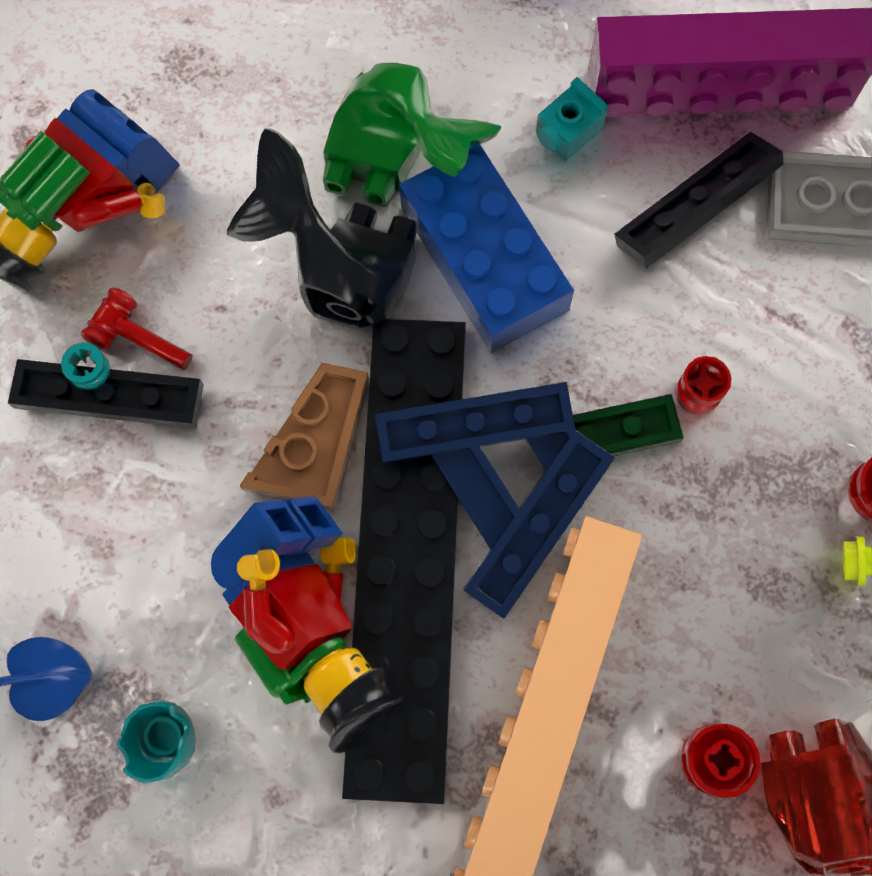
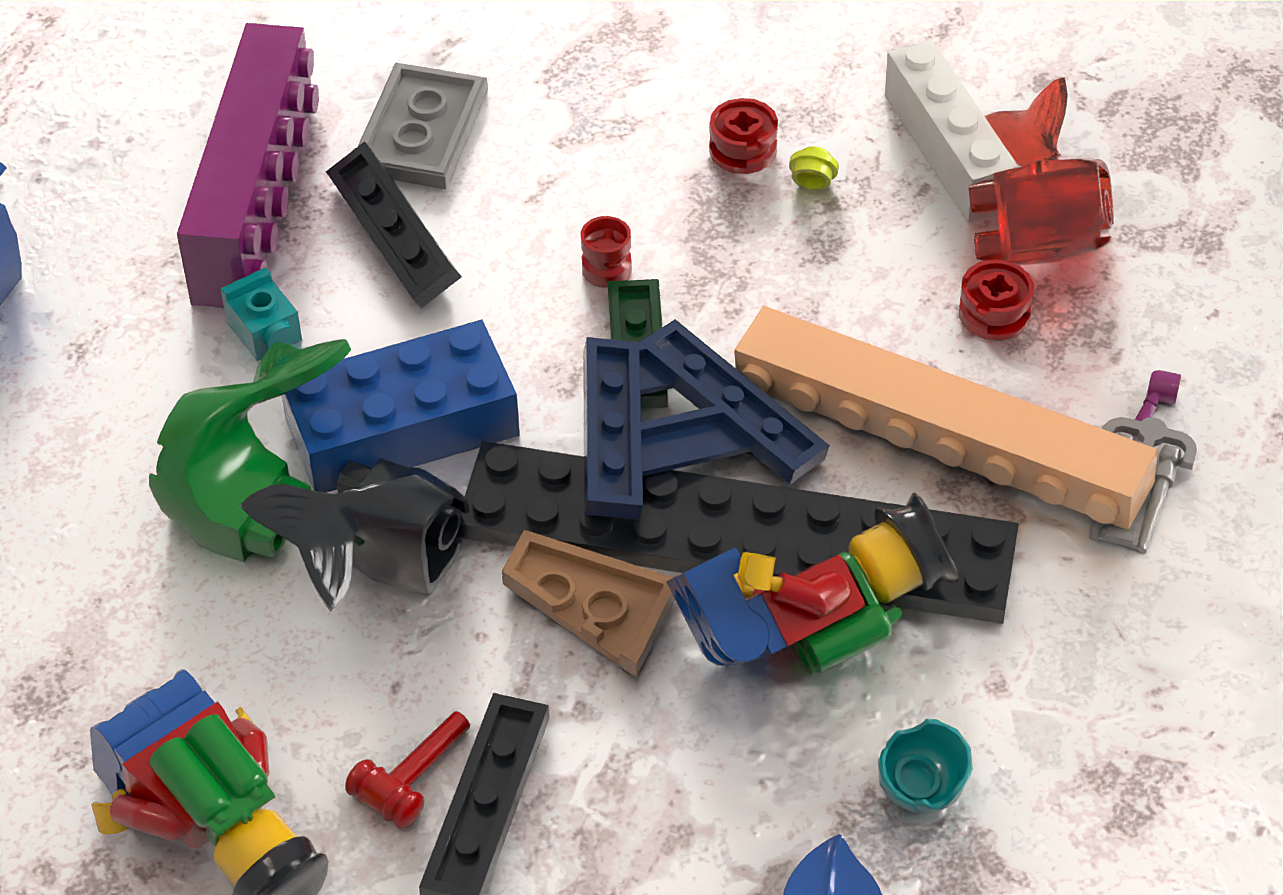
camera: 85 degrees left, 25 degrees down
(80, 352) = (458, 813): teal bush -> none

